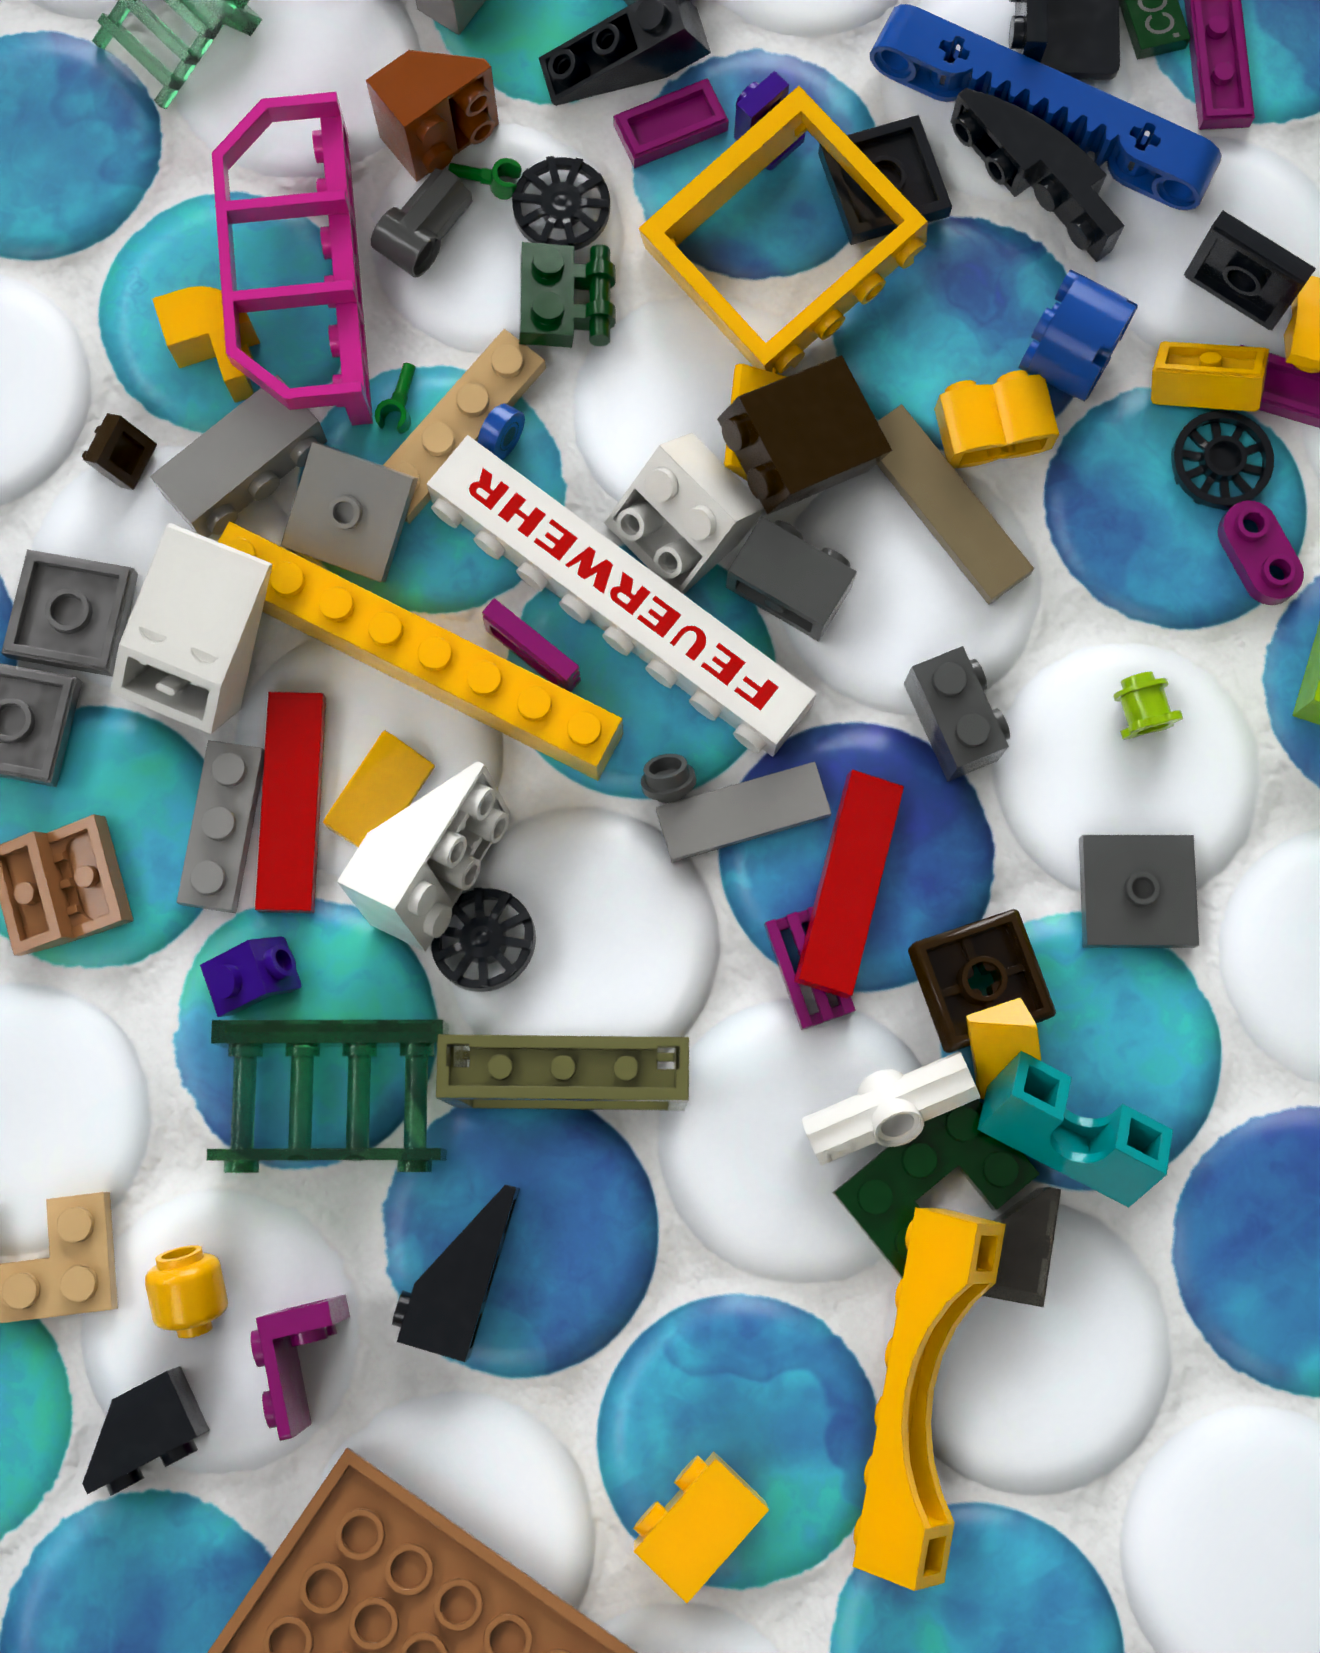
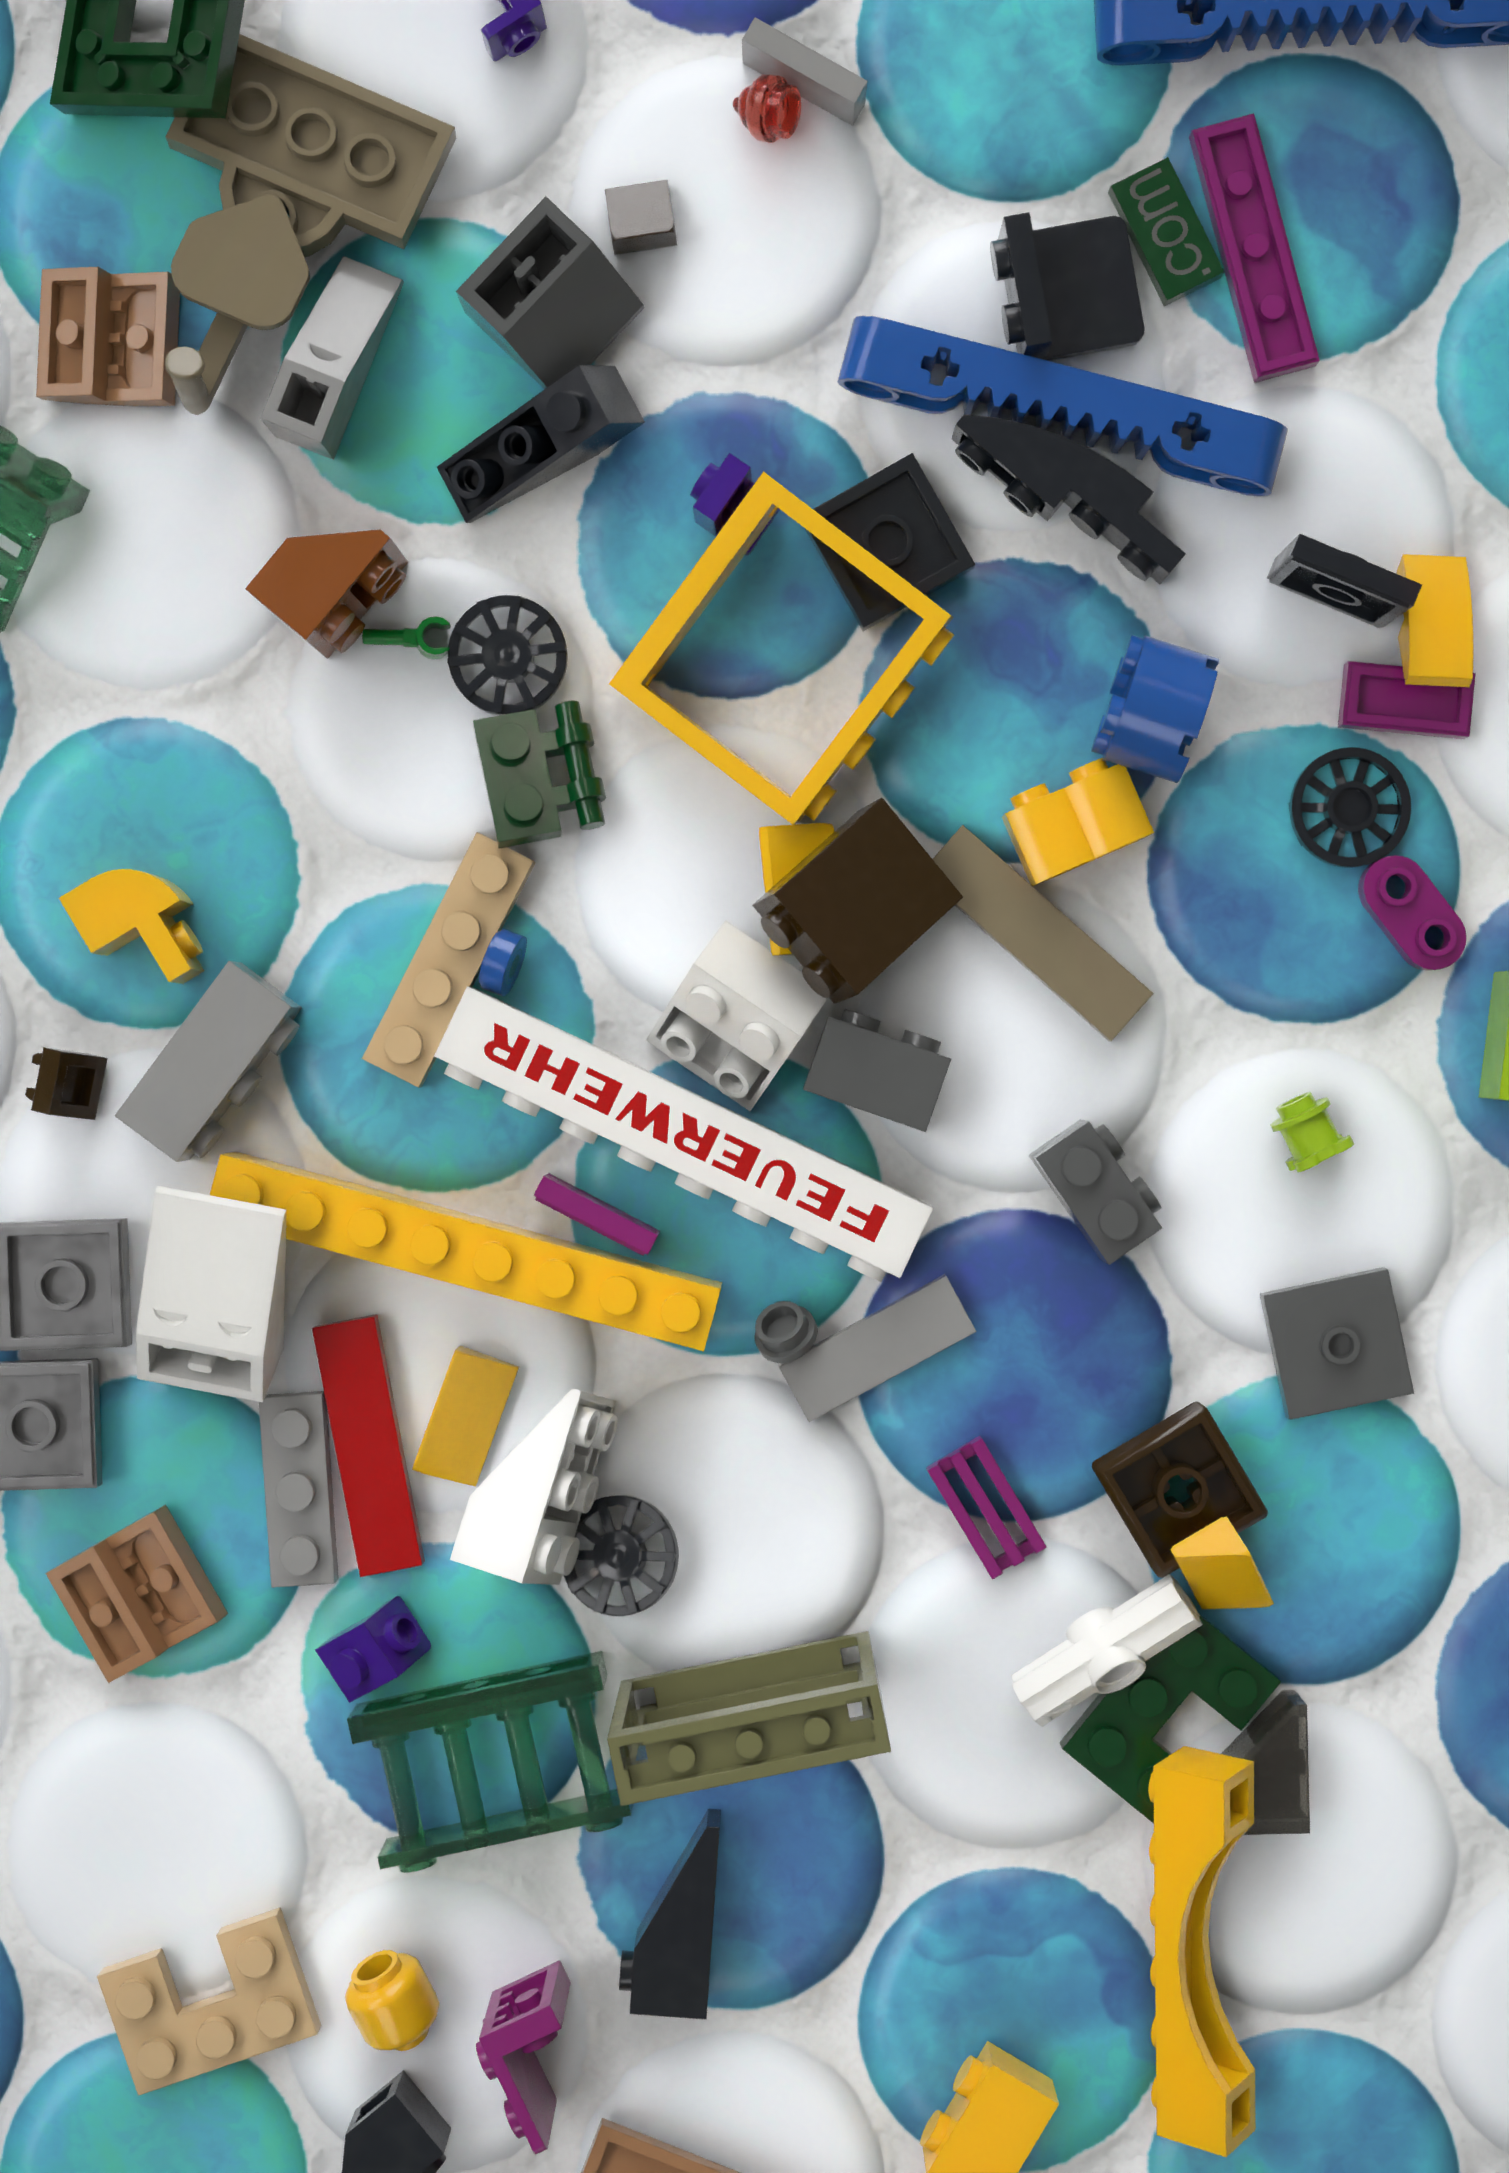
camera: 10 degrees left, 10 degrees up
(338, 243) = (255, 769): dark pink plate -> none
(349, 512) = (351, 1099): light grey plate -> none
(398, 400) = (373, 943): green hand -> none
(414, 233) = (341, 735): dark grey piece -> none
(670, 123) = (615, 519): magenta tile -> none
(849, 884) = (1012, 1409): red tile -> none
(1109, 1154) = (1354, 1651): teal arch -> none
(1209, 376) = (1317, 710): yellow slope -> none

